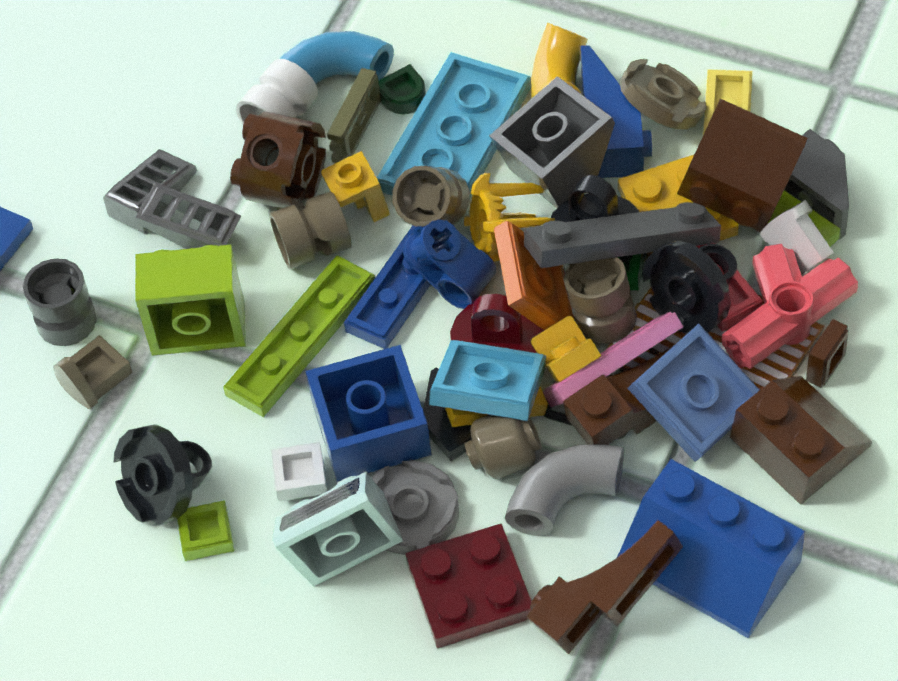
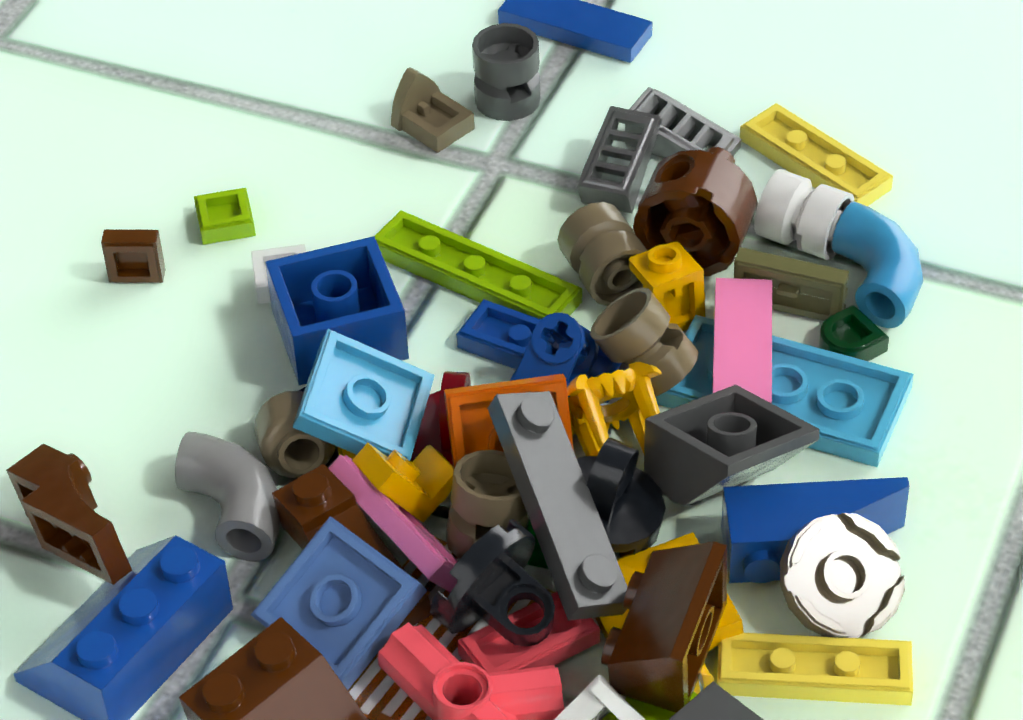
camera: 85 degrees right, 10 degrees down
(158, 473) = (275, 155): black tile -> none
(187, 103) = (814, 154): none -> light yellow tile
(190, 299) = (497, 156): lime brick -> none
(268, 589) = (133, 256): none -> reddish brown tile
(336, 529) = (185, 284): light aqua slope -> none
(420, 502) = (231, 371): light grey tile -> none
(425, 144) = (743, 336): none -> bright pink tile
(469, 585) = (122, 421): dark red plate -> none
(556, 56) = (926, 463): yellow cylinder -> none

